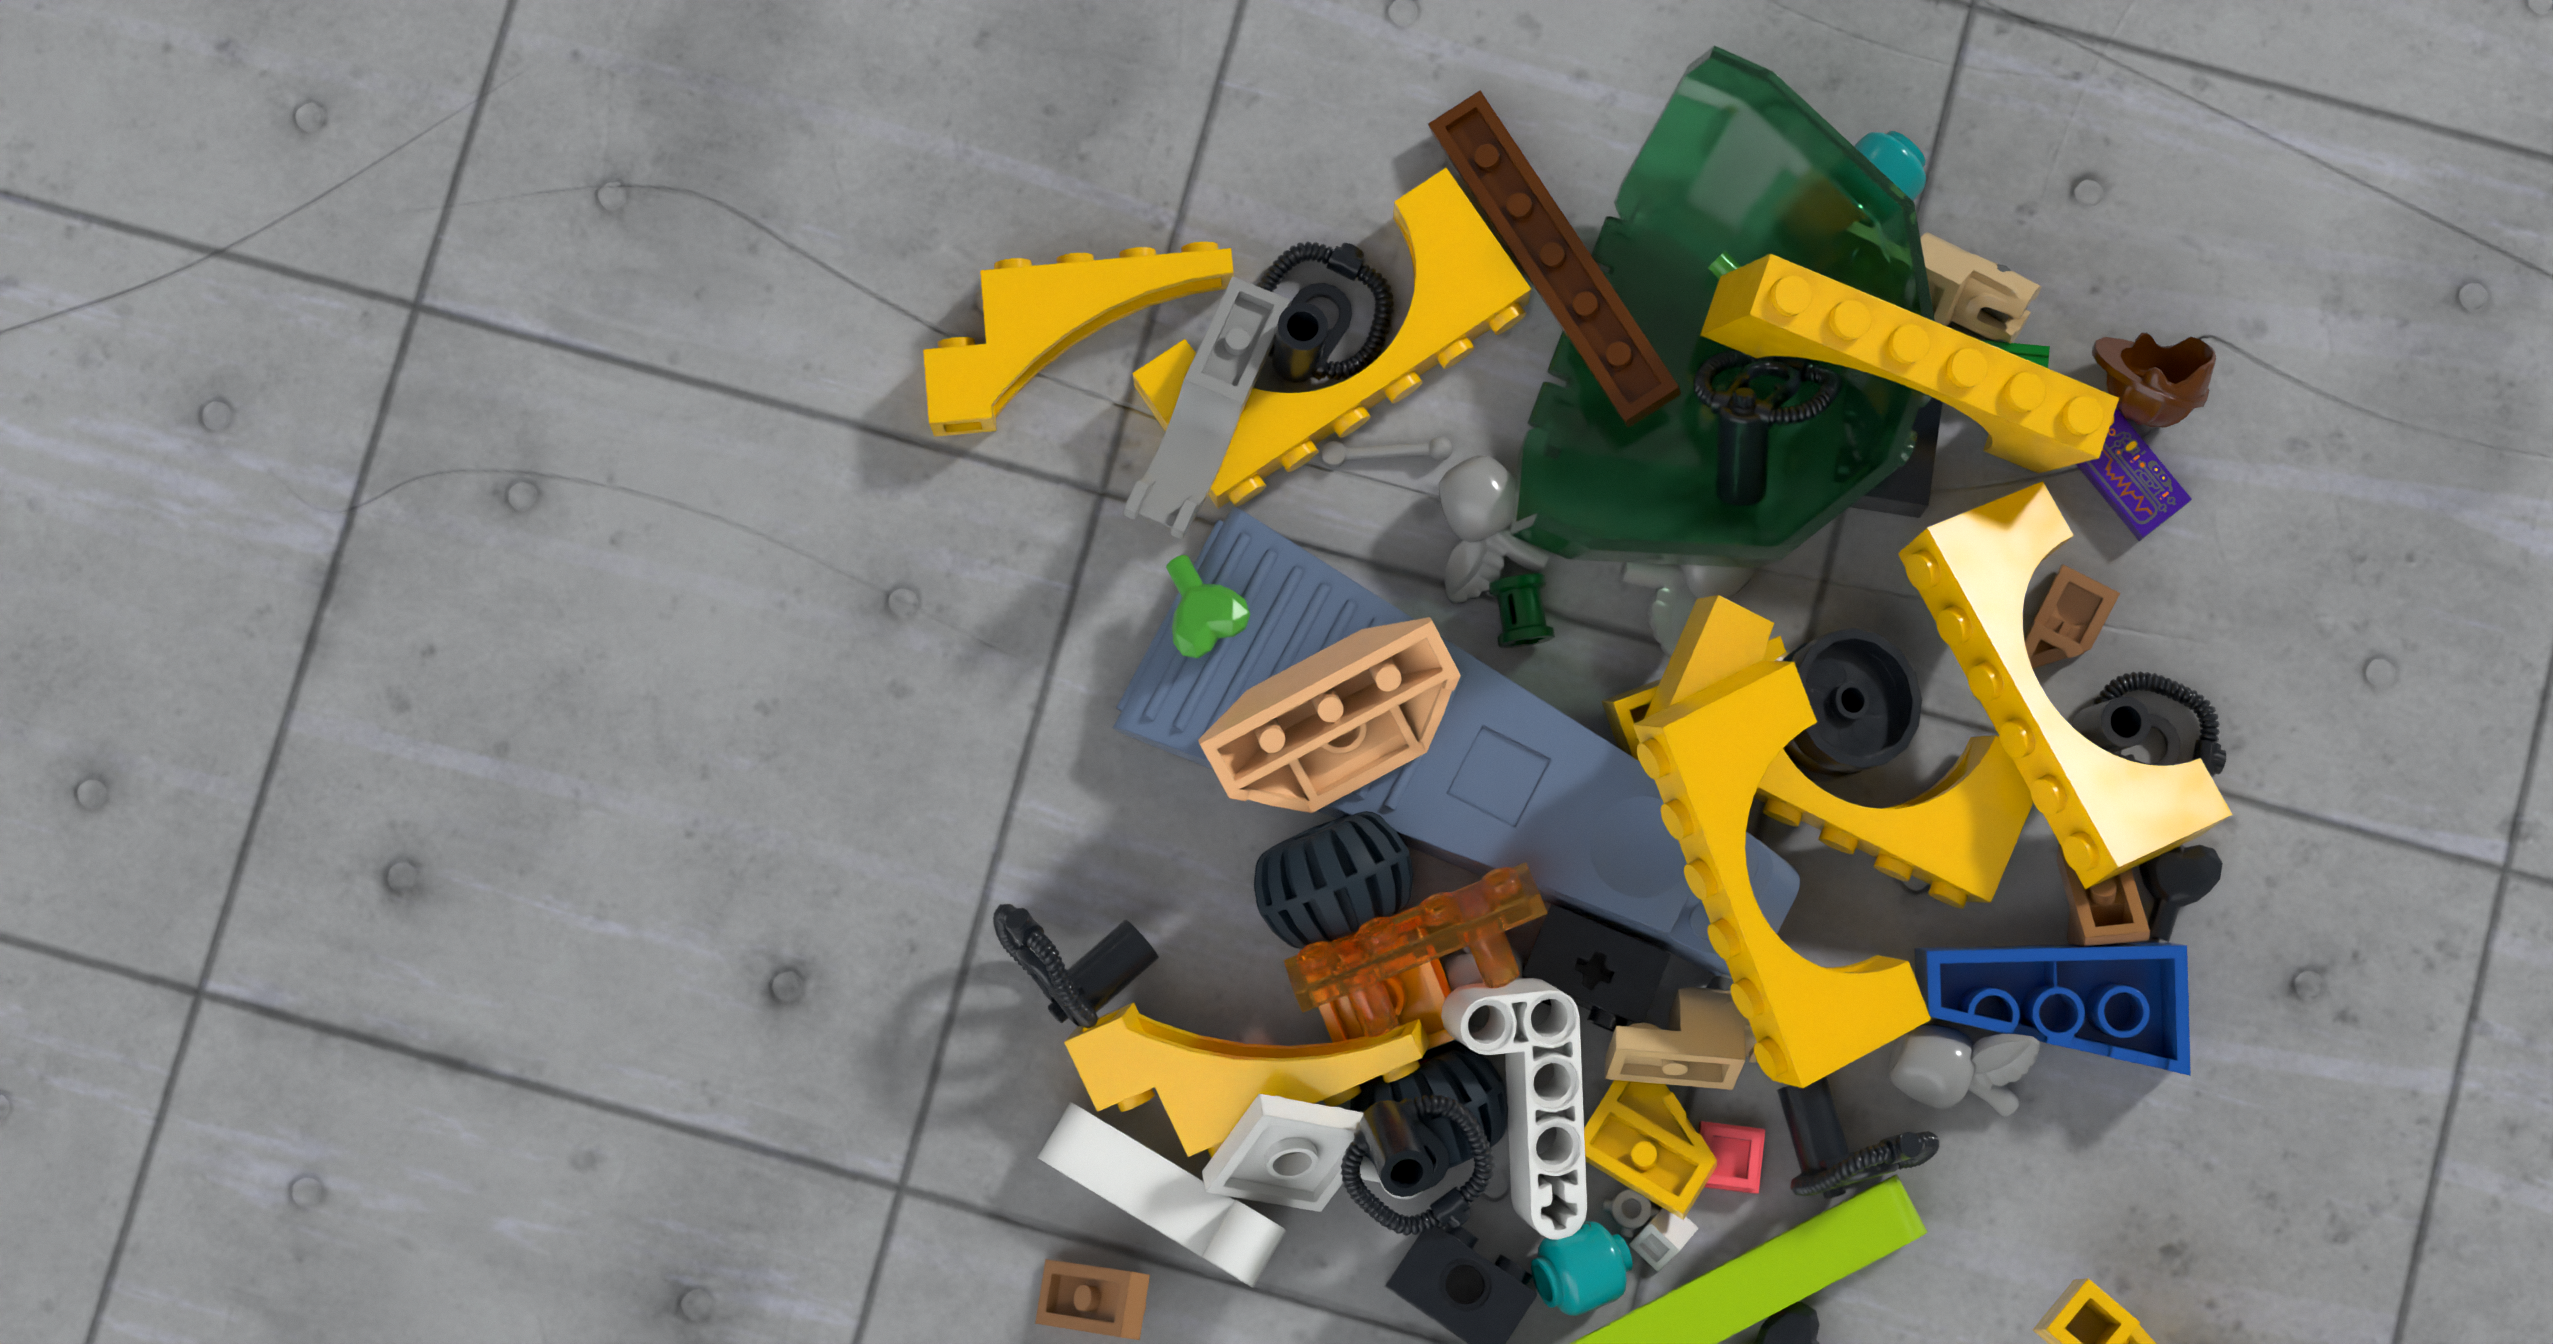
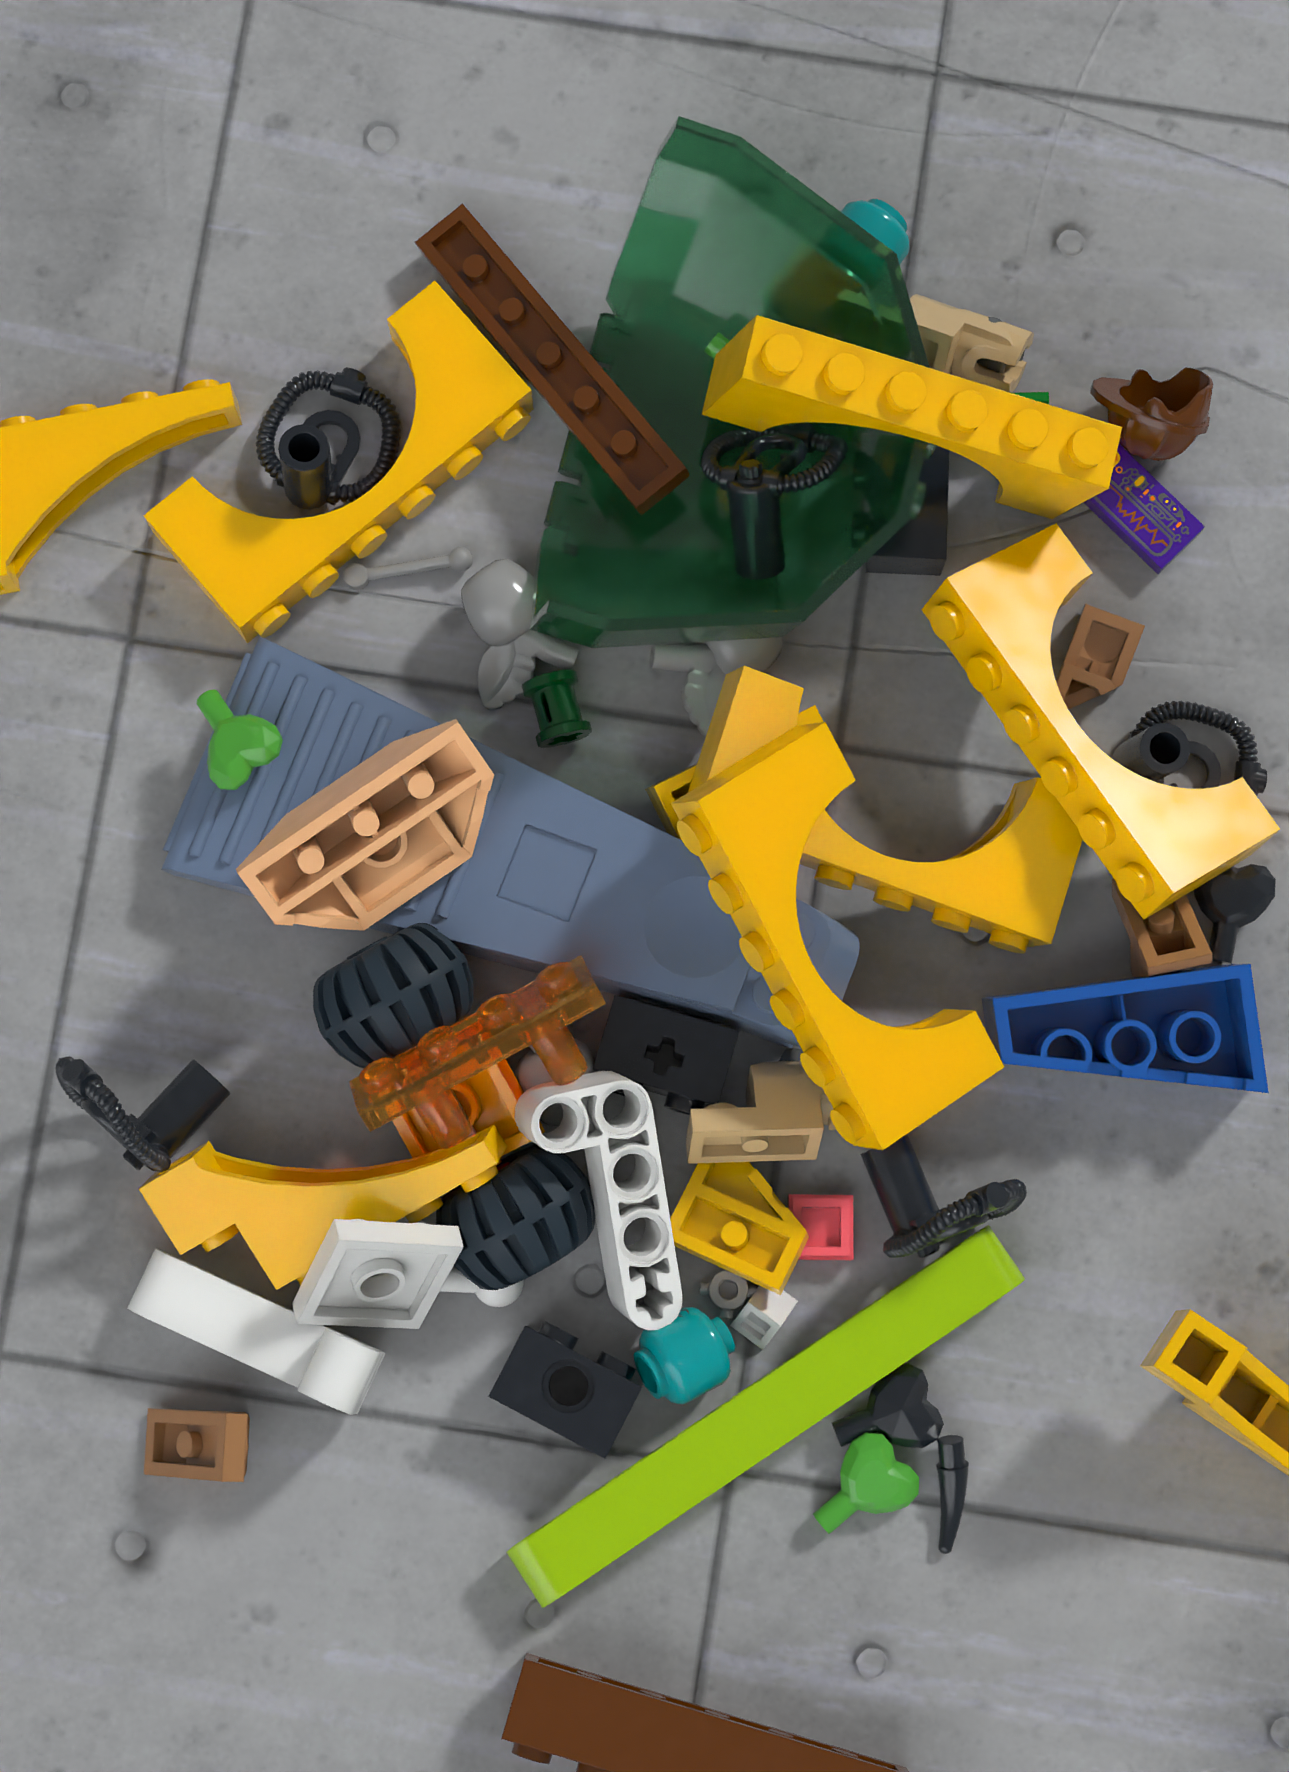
camera: 10 degrees left, 0 degrees up
(1208, 407) = (219, 542): light grey piece -> none
(1396, 1144) = (474, 1253): black piece -> none
(1861, 700) = (901, 763): black wheel -> none
(1942, 1064) = (1021, 1110): light grey piece -> none

